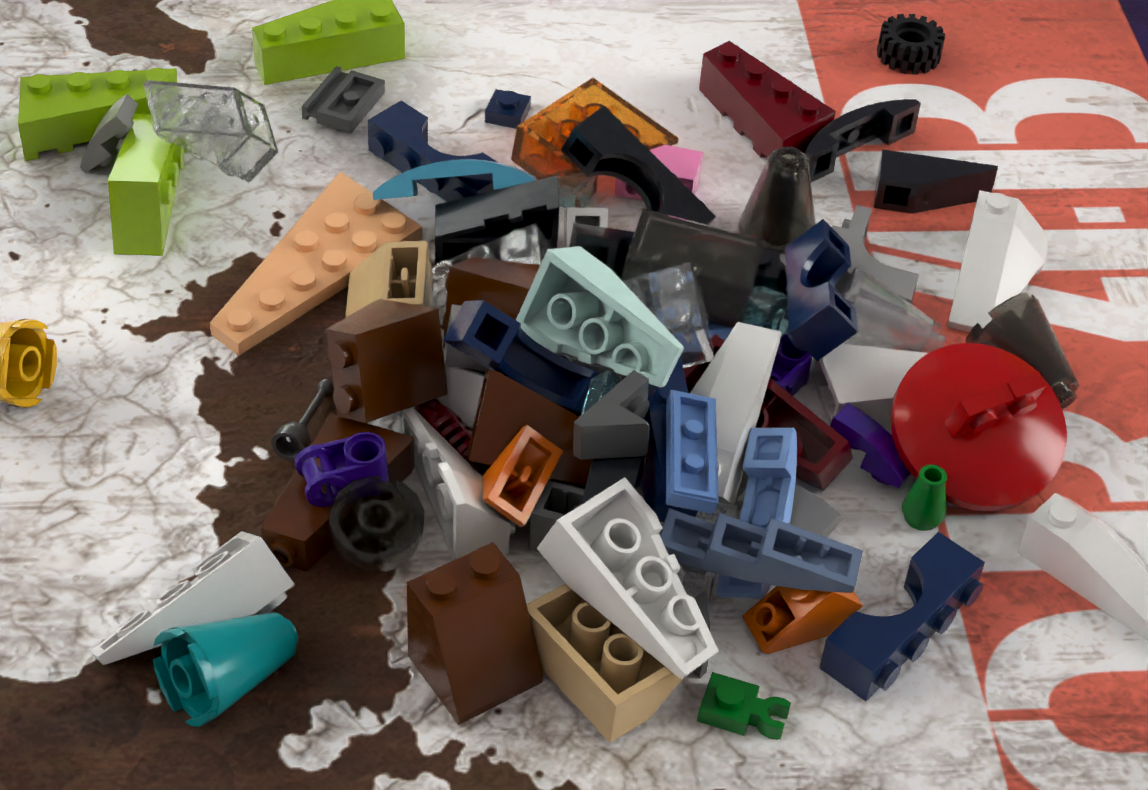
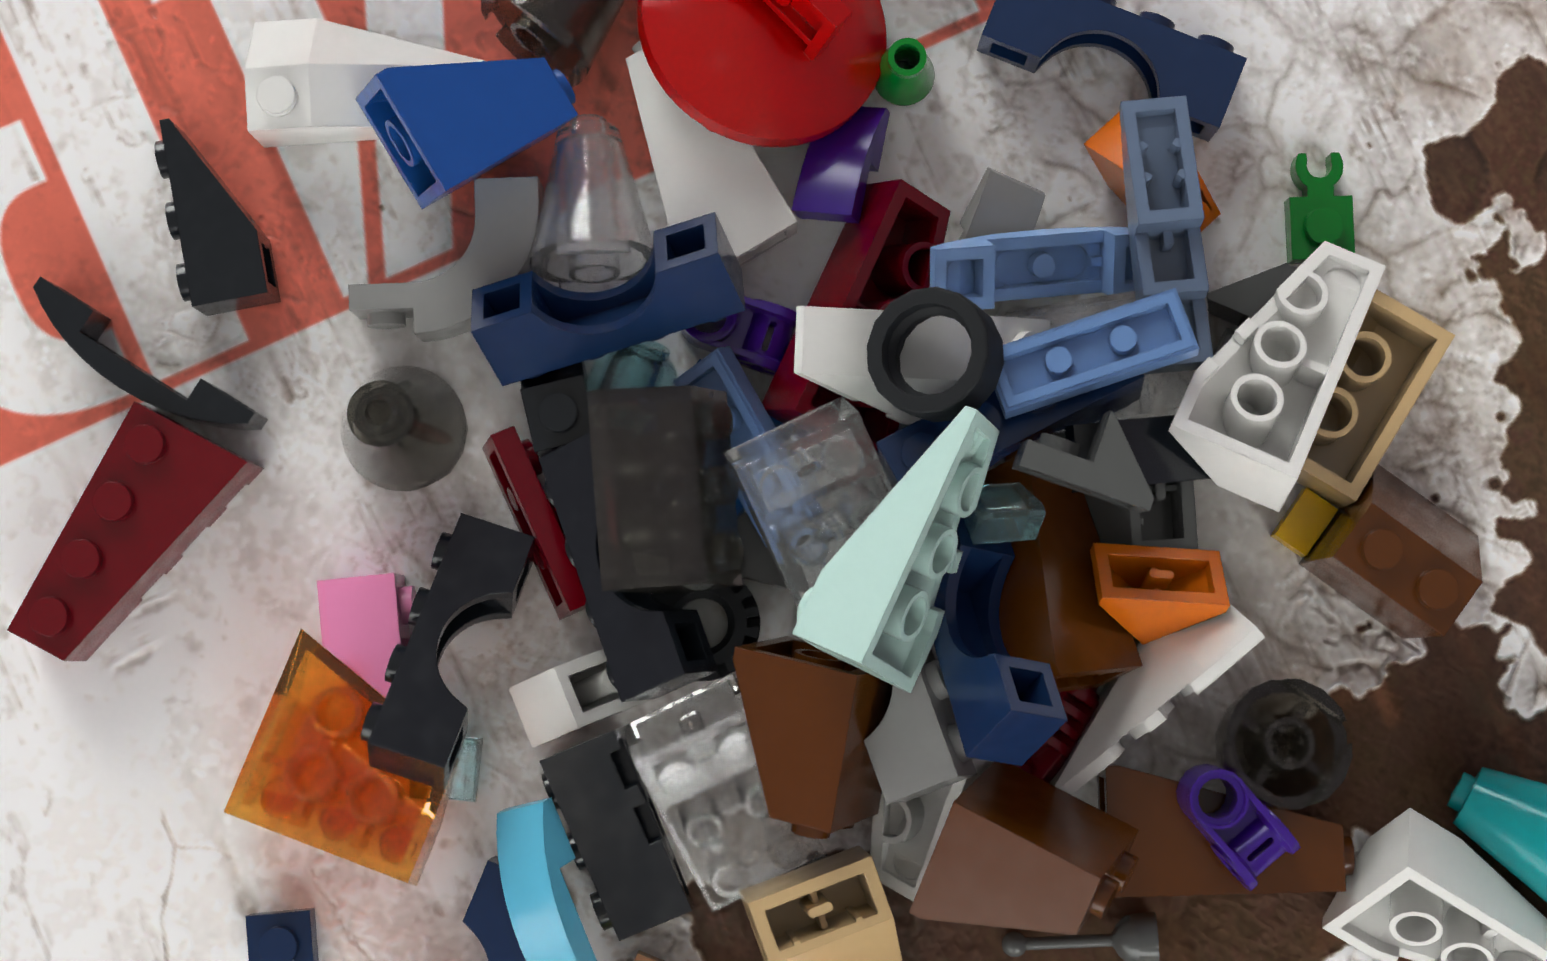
camera: 105 degrees left, 40 degrees up
(723, 370) = (896, 325): none -> black tyre
(951, 257) = (463, 118): none -> blue slope

